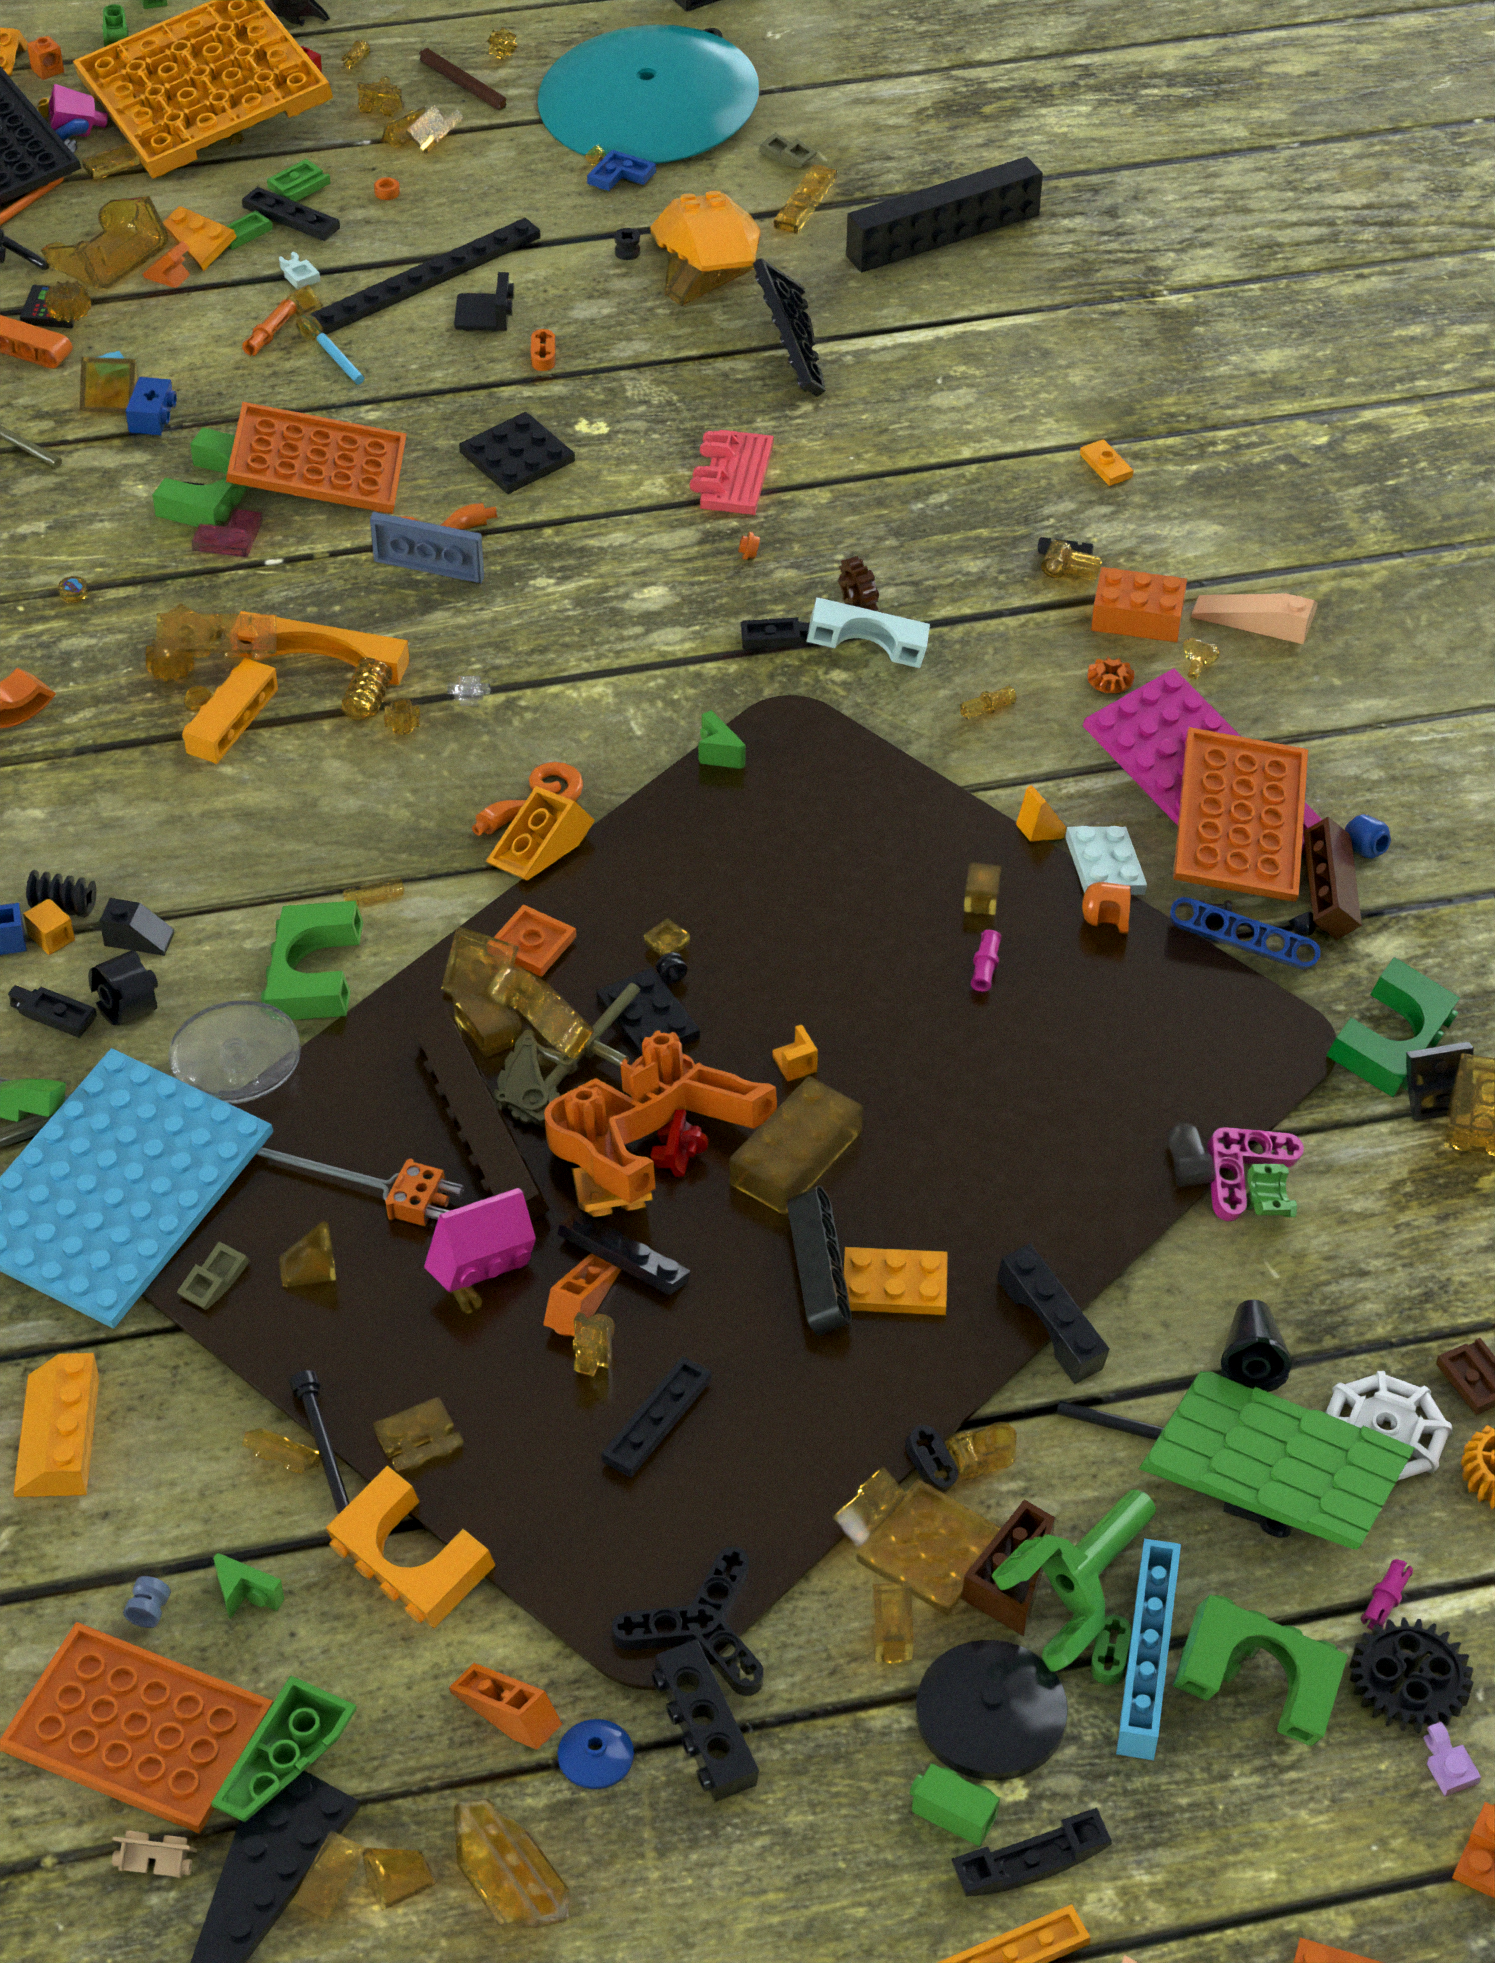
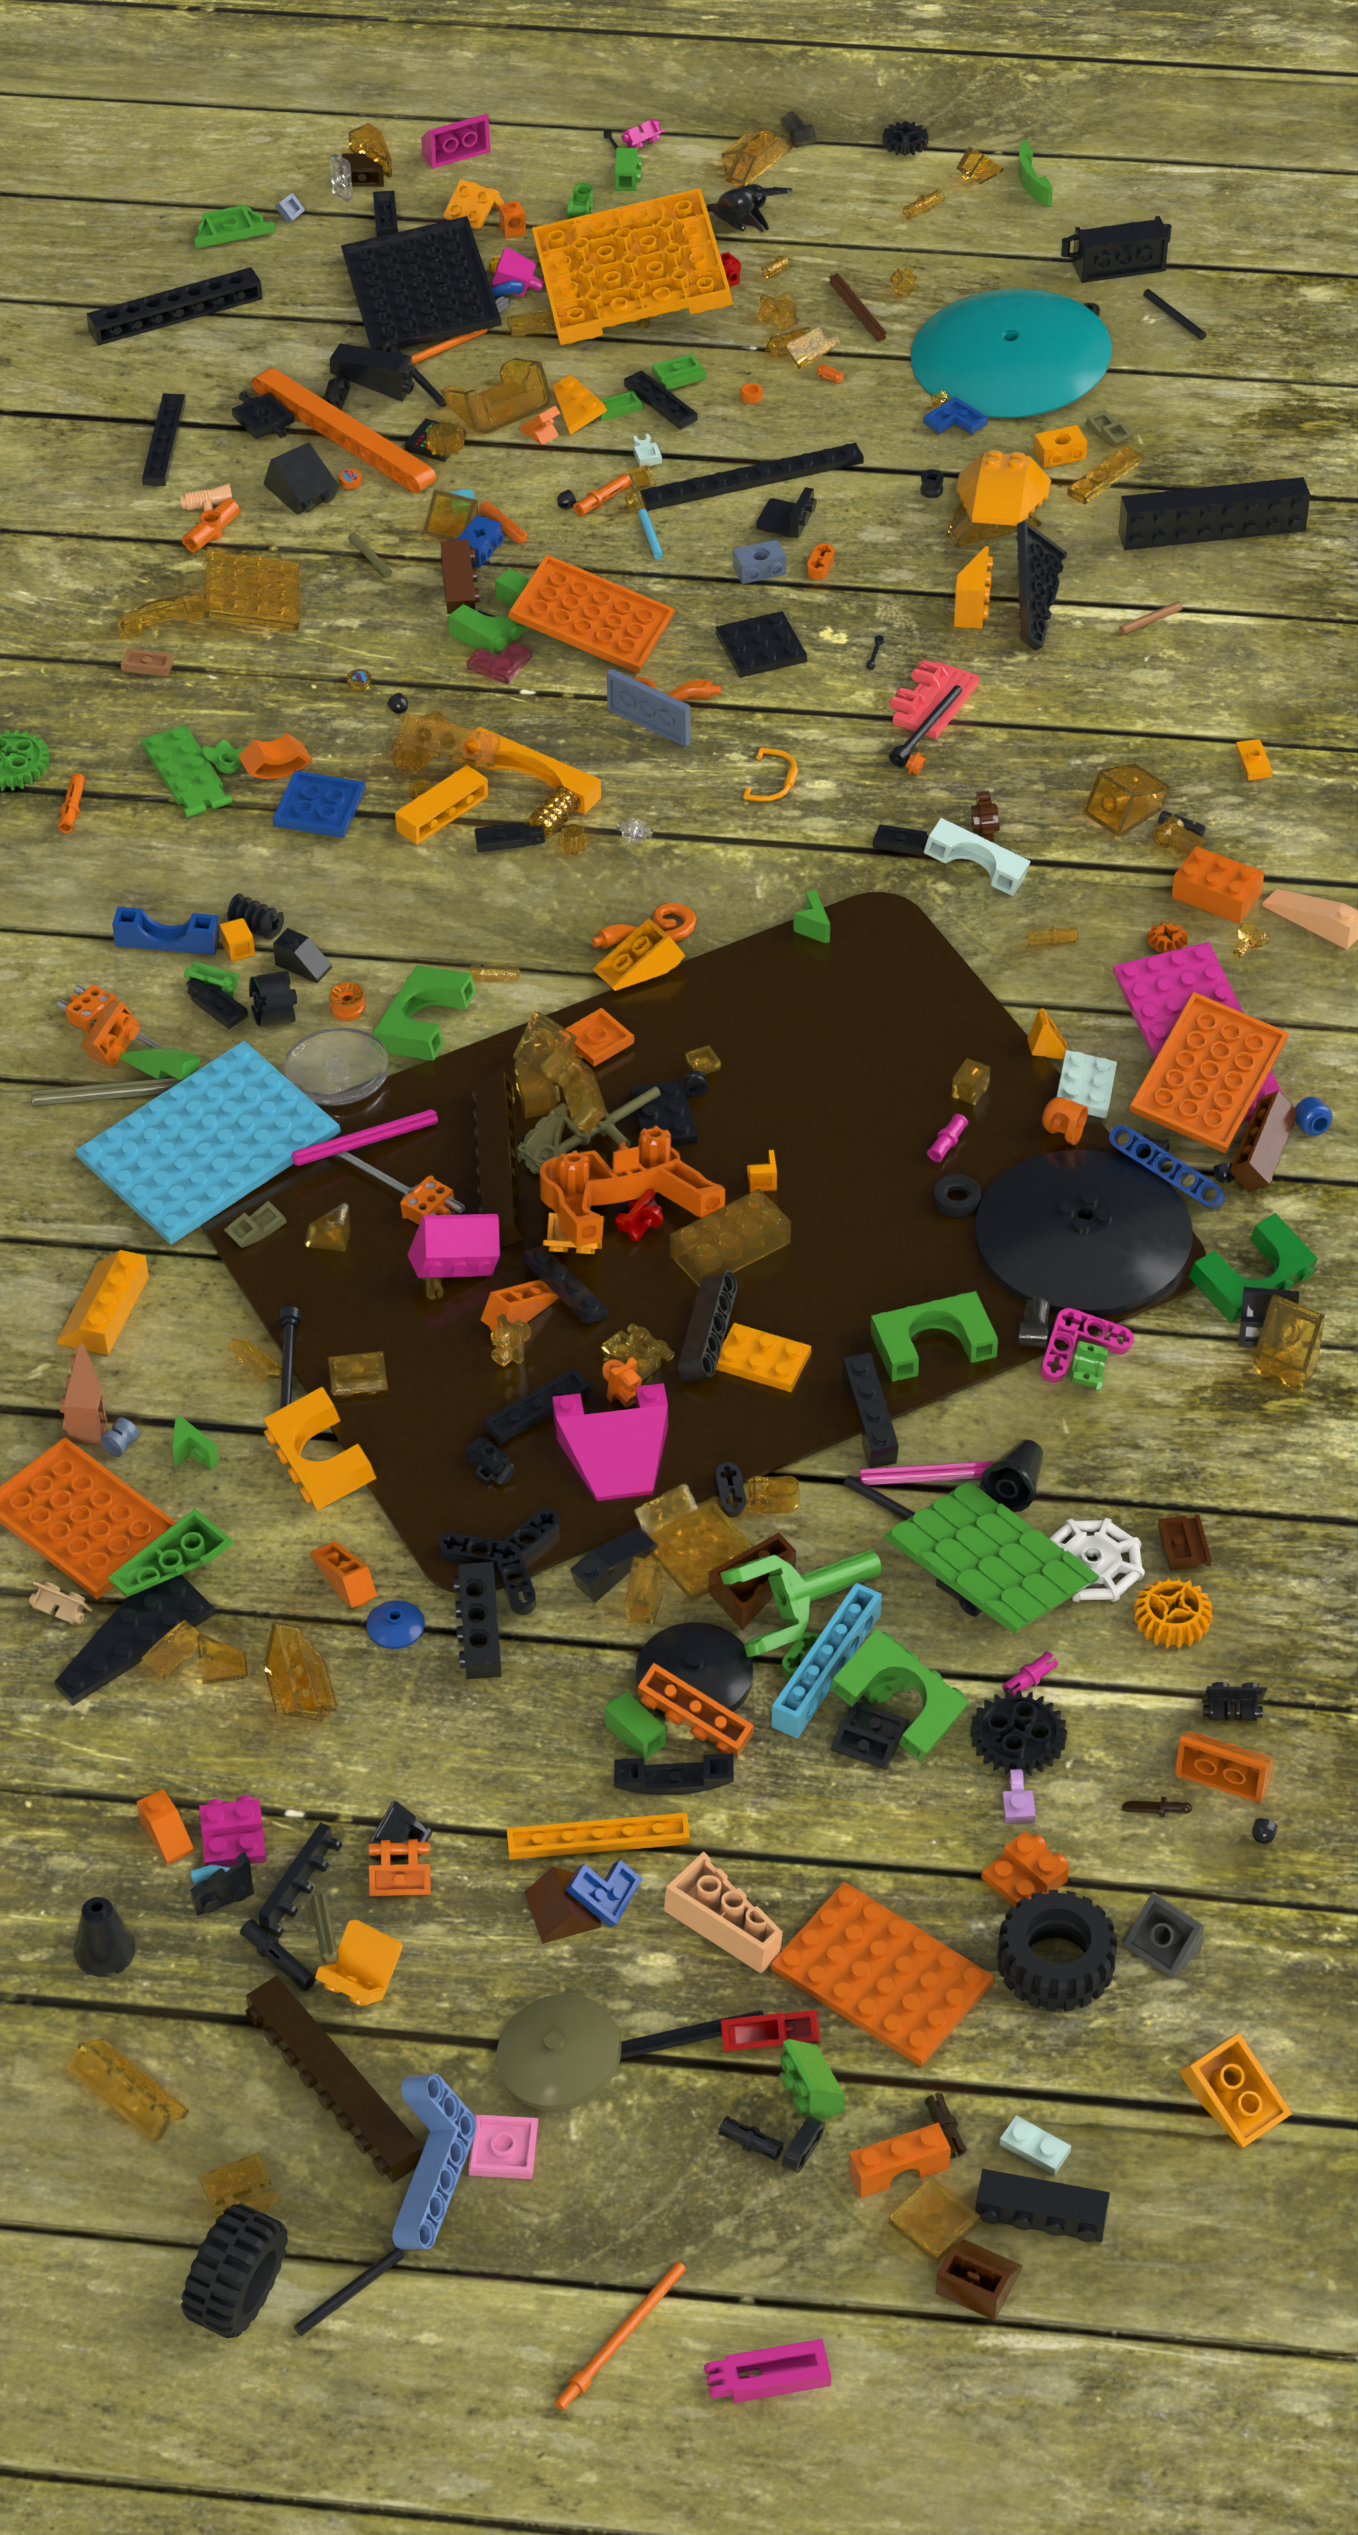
camera: 20 degrees right, 0 degrees up
(32, 977) = (209, 974): none -> bright green hinge
(84, 742) = (319, 804): none -> blue plate
(88, 1567) = (84, 1402): none -> nougat slope
(130, 606) = (398, 703): none -> black hinge
(145, 447) = (459, 574): none -> reddish brown wedge
(179, 384) = (507, 525): none -> orange axle
(212, 968) = (347, 1000): none -> orange wheel
(231, 340) = (566, 500): none -> black hinge
(305, 1132) = (364, 1137): none -> dark pink axle
(323, 730) = (508, 836): none -> black hinge
(464, 152) = (830, 373): none -> orange piece
(477, 363) = (759, 561): none -> sand blue brick
(615, 589) = (789, 781): none -> light orange piece
(630, 1505) = (489, 1461): none -> black piece
(644, 421) = (879, 640): none -> black hinge
(728, 538) = (900, 754): none -> black piece
(731, 348) = (974, 591): none -> light orange slope
(745, 1320) = (624, 1346): none -> clear yellow plate
(746, 178) = (1060, 446): none -> light orange brick
(751, 1357) = (622, 1381): none -> orange hips
(774, 1447) = (615, 1449): none -> dark pink wedge
(799, 24) = (1176, 315): none -> black bar
(834, 1595) = (610, 1563): none -> black slope
(925, 336) = (1151, 617): none -> medium nougat bar
(995, 533) = (1125, 798): none -> clear yellow slope
(1027, 1041) = (957, 1182): none -> black tyre
(1027, 1764) = (695, 1710): none -> orange brick
(1100, 1168) = (958, 1314): none -> bright green arch
(1148, 1371) = (923, 1473): none -> dark pink axle
(1155, 1067) = (1100, 1265): none -> black dish
(1238, 1730) = (870, 1735): none -> black slope

